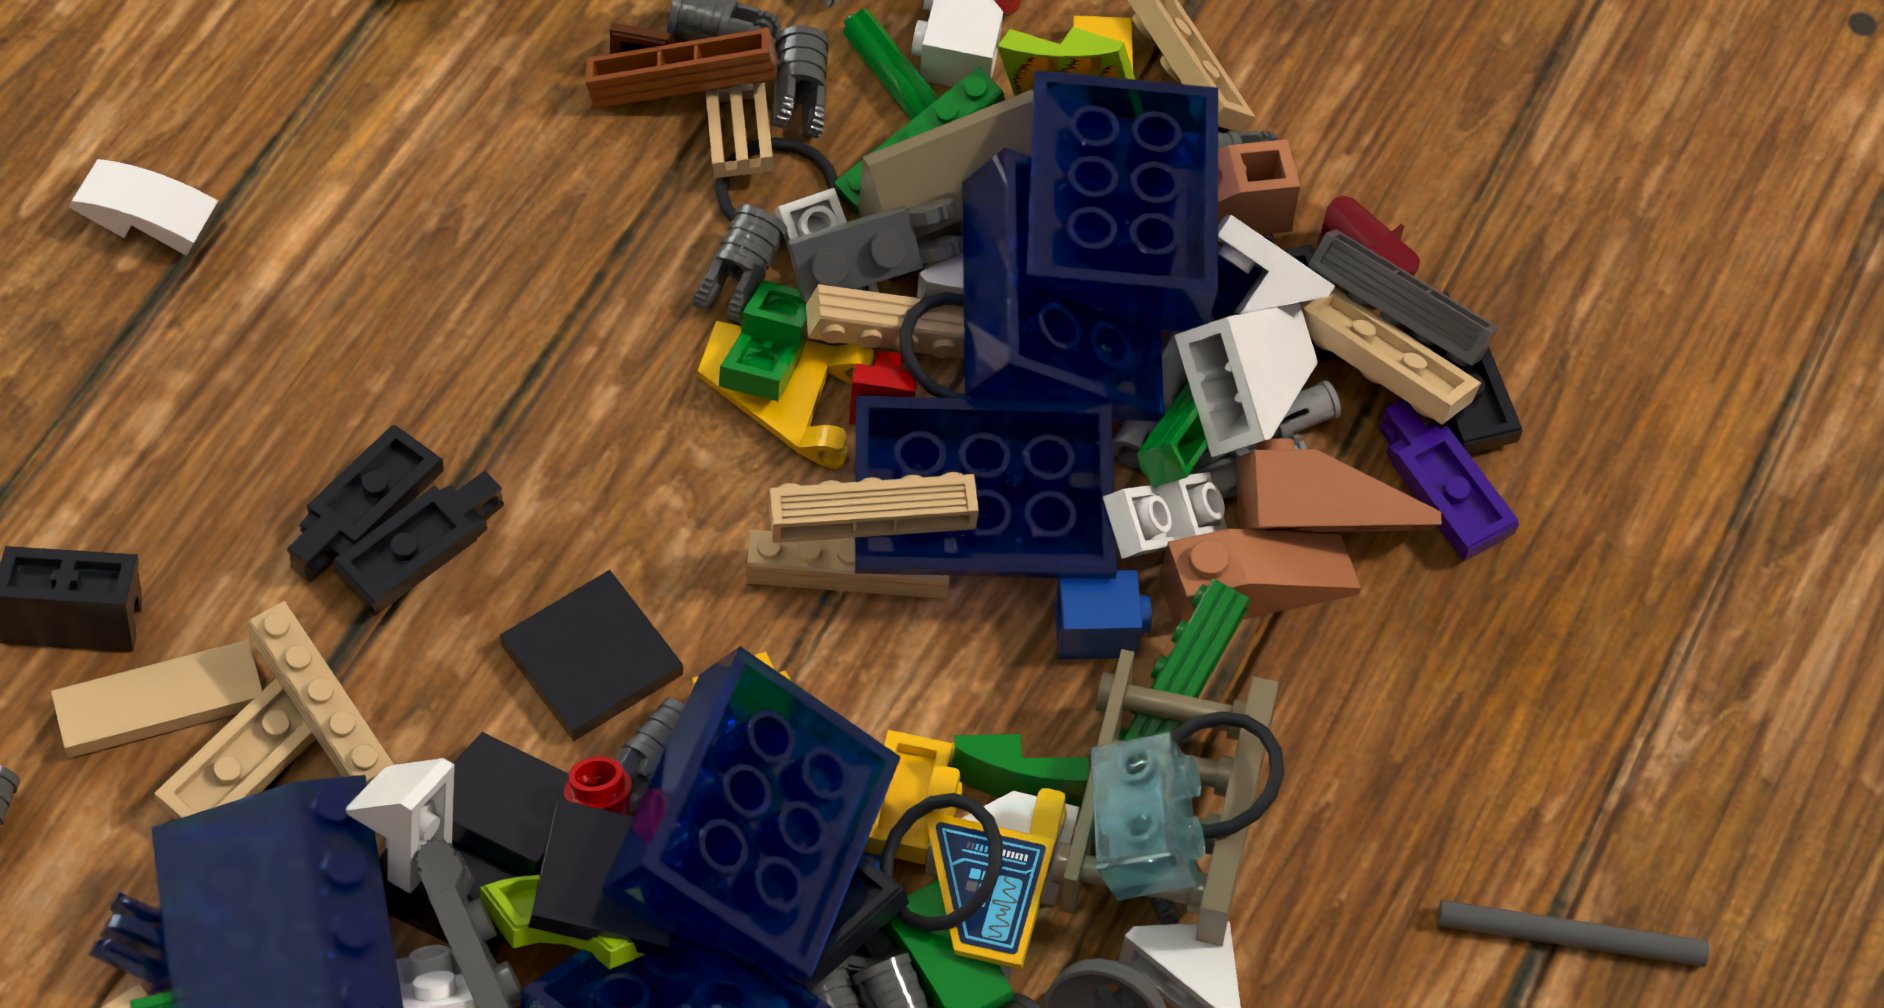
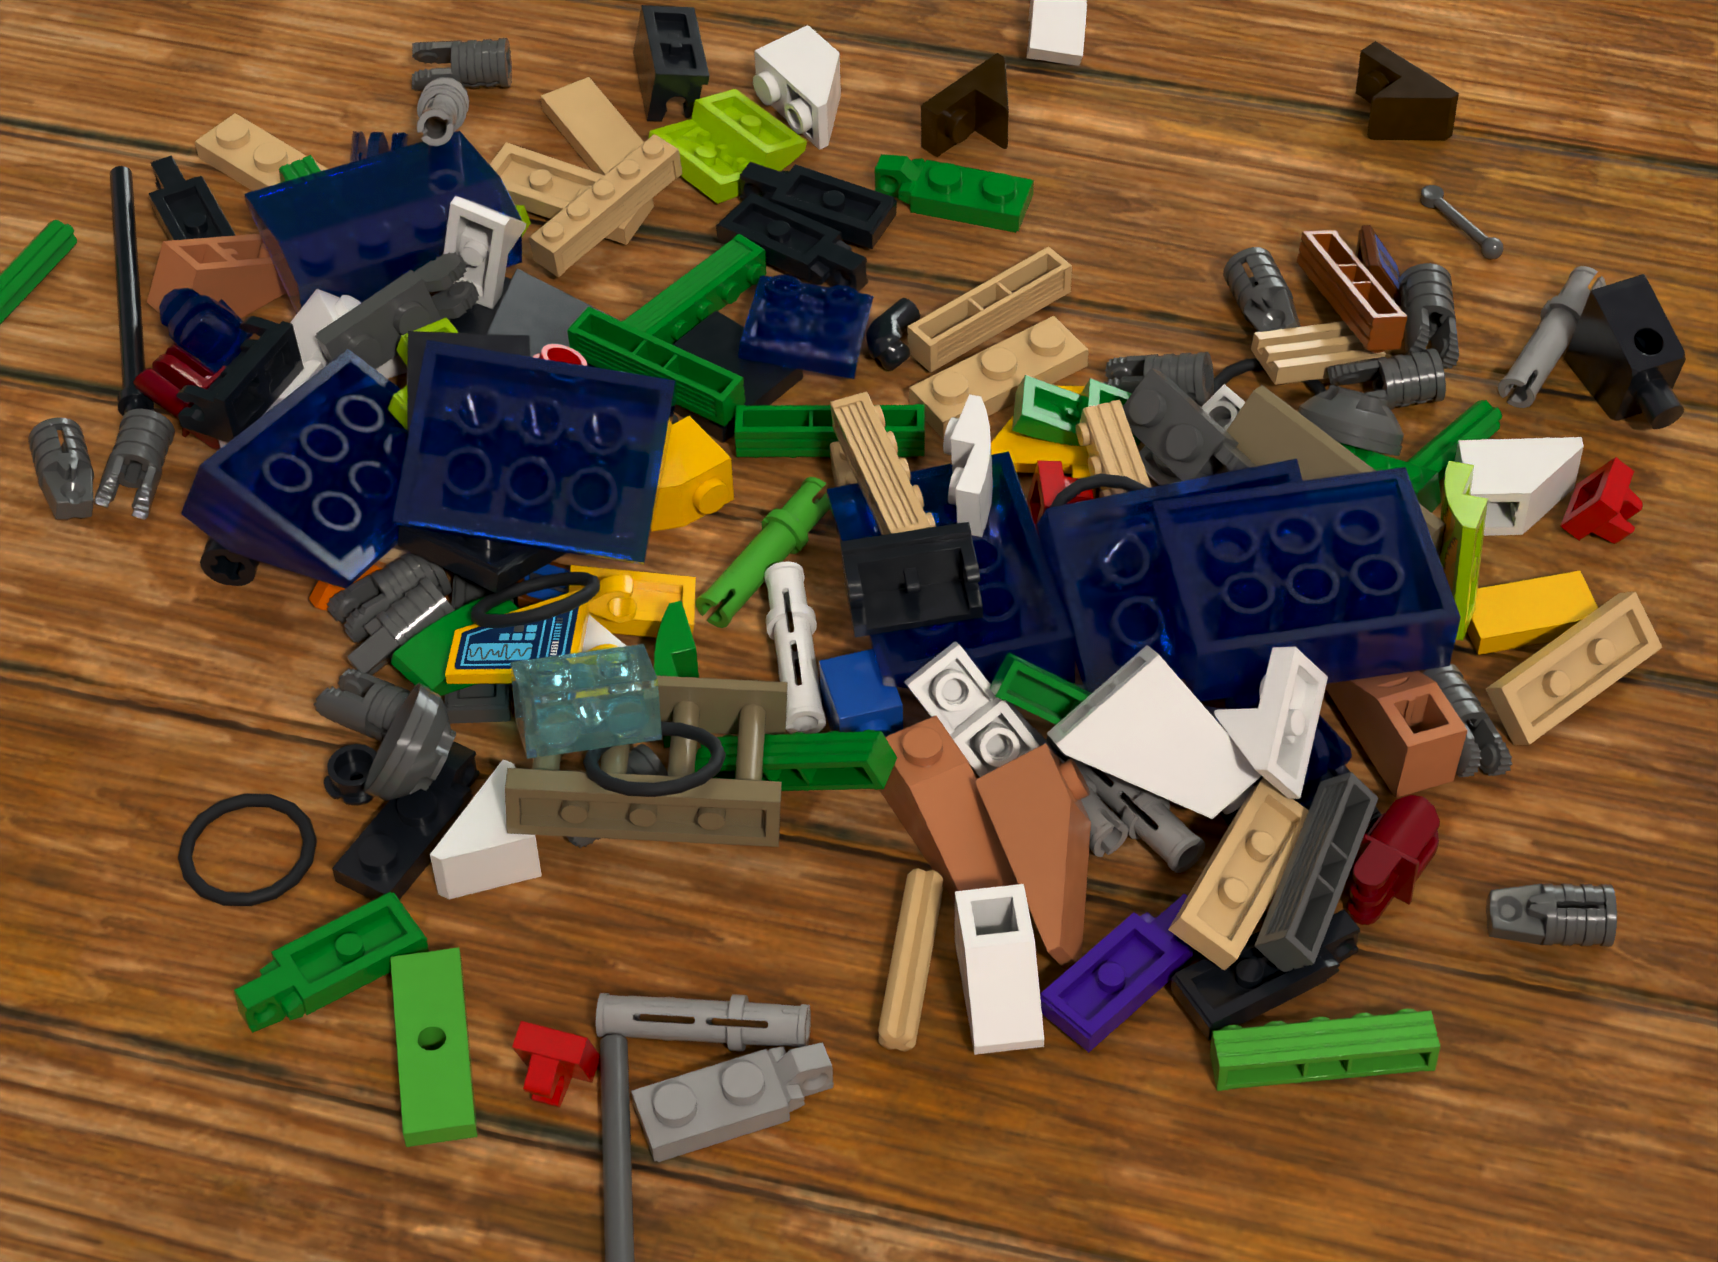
camera: 85 degrees right, 10 degrees down
(164, 838) = (441, 114): none -> light grey pin
(166, 470) = (801, 82): none -> white slope
(219, 573) = (724, 138): none -> lime slope
(269, 310) = (968, 105): none -> dark brown slope
(384, 371) = (955, 191): none -> green hinge
(473, 657) = (702, 291): none -> green piece
(558, 553) = (806, 326): none -> clear blue tile
(586, 485) = (885, 334): none -> black arm
(588, 382) = (989, 309): none -> tan piece
(598, 699) = (623, 348): none -> green piece
(653, 145) = (1265, 296): none -> dark grey hinge
(675, 402) = (1042, 352): none -> tan plate
(719, 566) = (809, 430): none -> green piece
(850, 639) = (782, 534): none -> bright green pin
(867, 120) = (1355, 419): none -> dark grey piece
(878, 412) = (970, 450): none -> white slope
(1003, 660) = (788, 594): none -> white pin
(1028, 511) = (911, 579): none -> black hinge
(1394, 645) = (910, 960): none -> tan axle
(1438, 570) = (998, 968): none -> white slope
(1445, 804) = (786, 1023): none -> light grey pin
(1446, 154) = (1553, 914): none -> dark grey hinge
(1469, 960) = (553, 1061): none -> red tile
(1519, 828) = (729, 1098): none -> light grey hinge
(1545, 360) = (1324, 1049): none -> bright green piece

